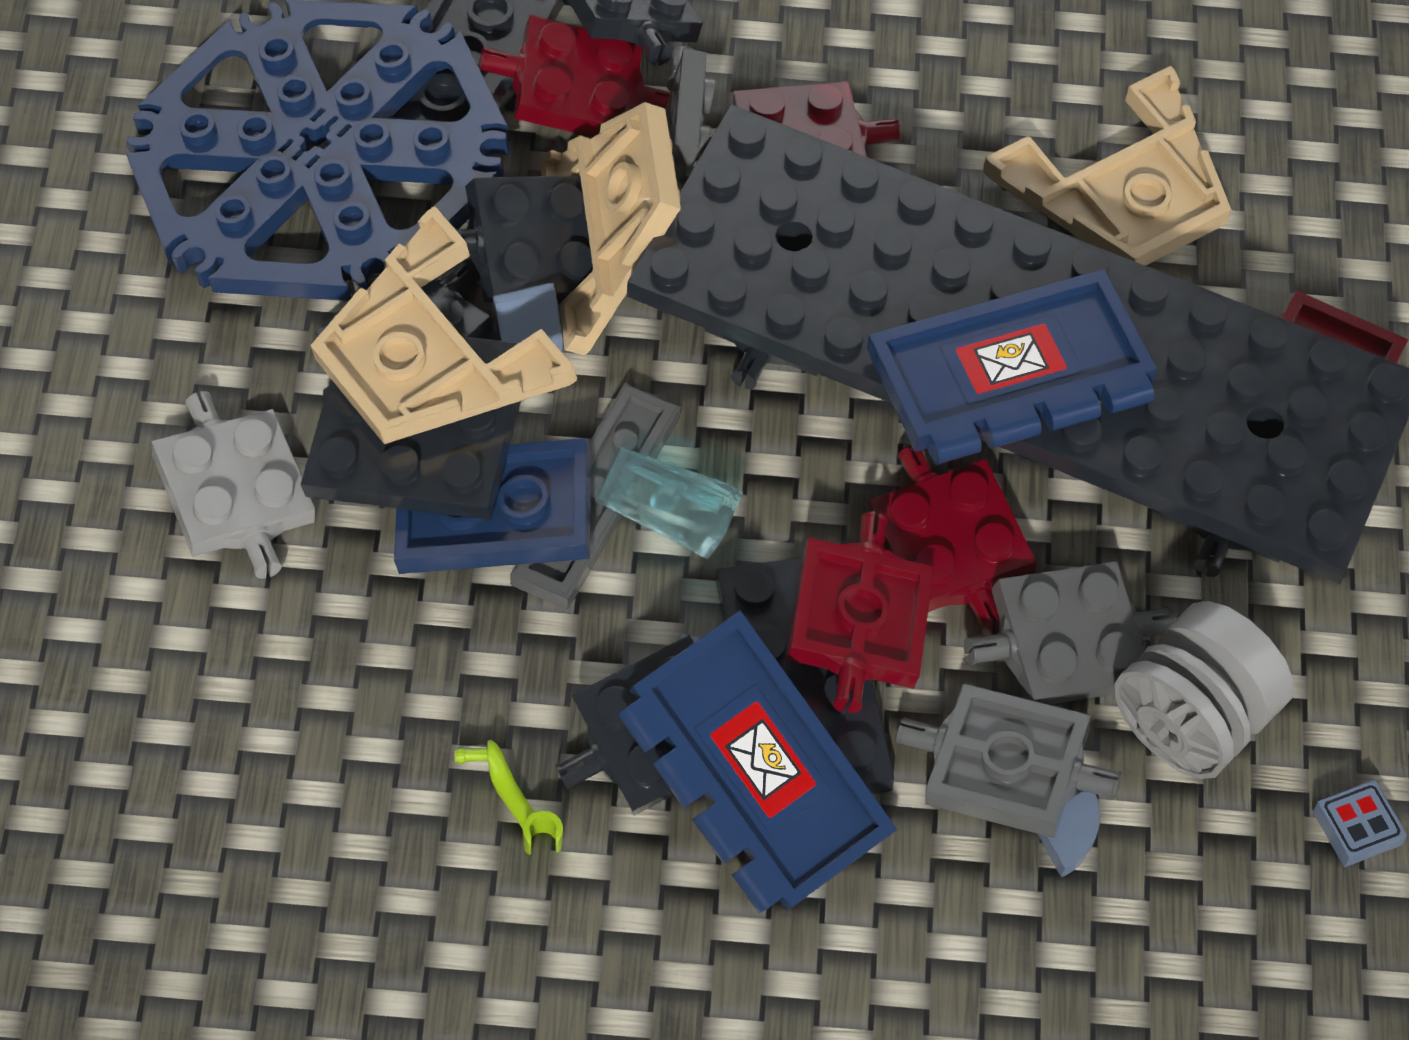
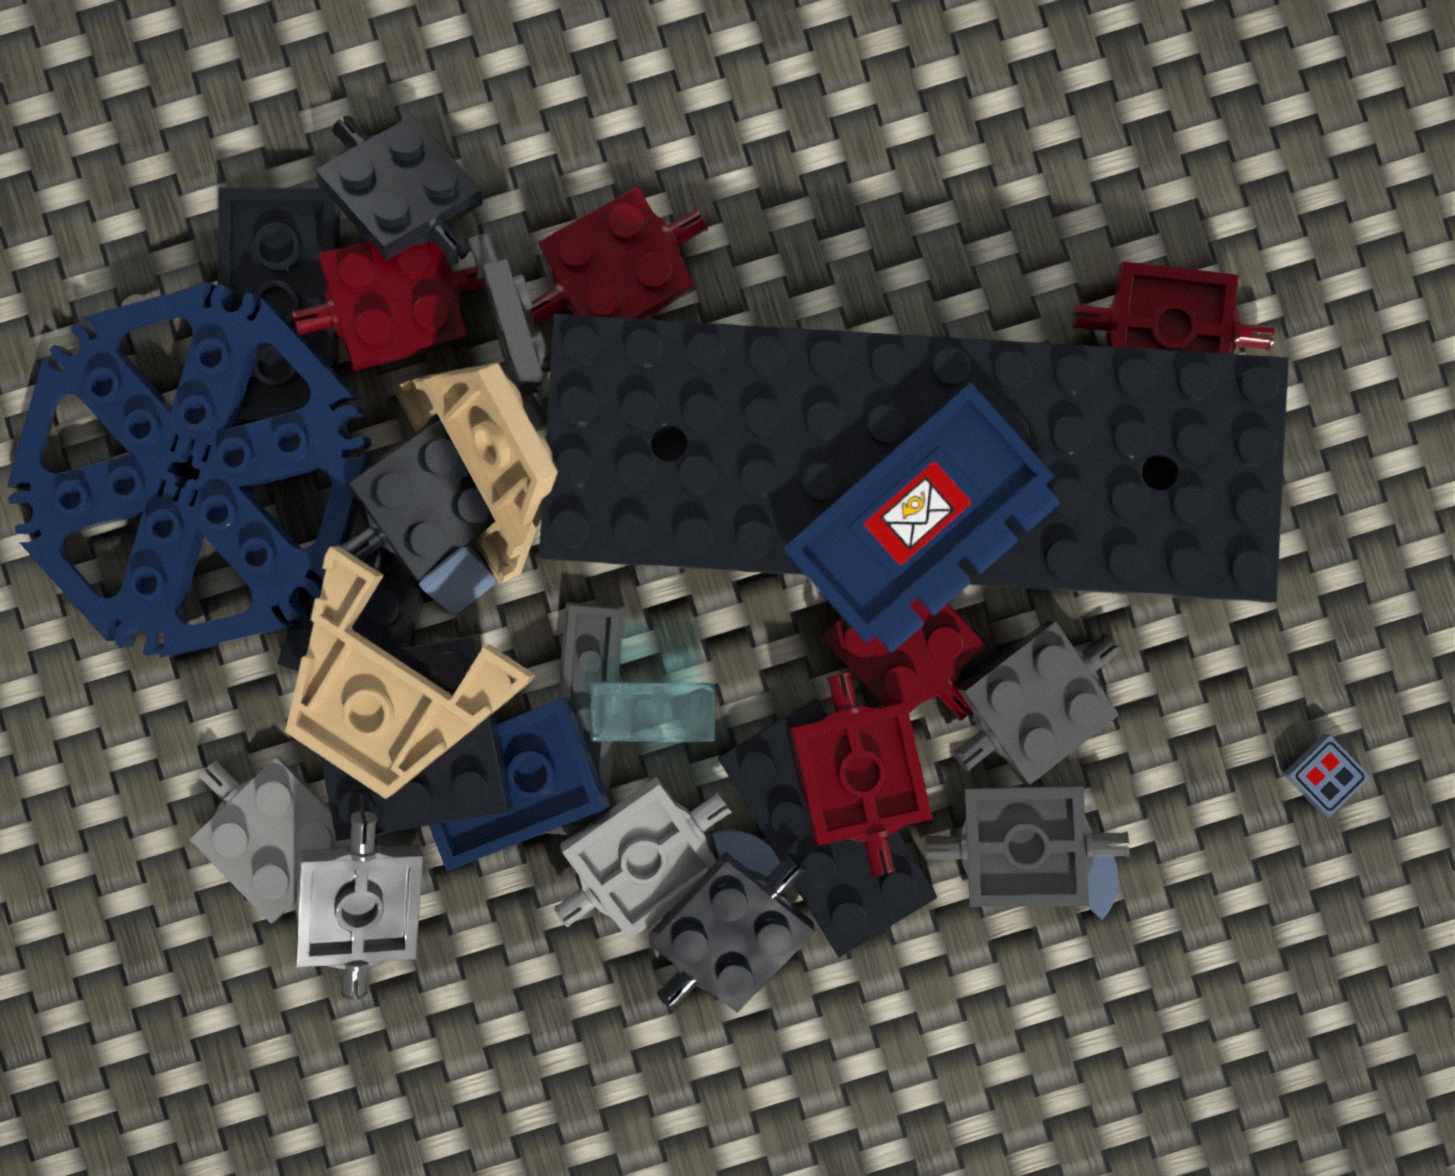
camera: 15 degrees left, 30 degrees up
(292, 549) = (357, 905): none -> plate
(510, 793) = (636, 1033): lime piece -> none
(596, 617) = (640, 858): none -> light grey plate
(759, 761) = (823, 952): dark blue hinge -> none
(1136, 199) = (950, 207): tan wing -> none
(1204, 689) = (1174, 731): light grey wheel -> none

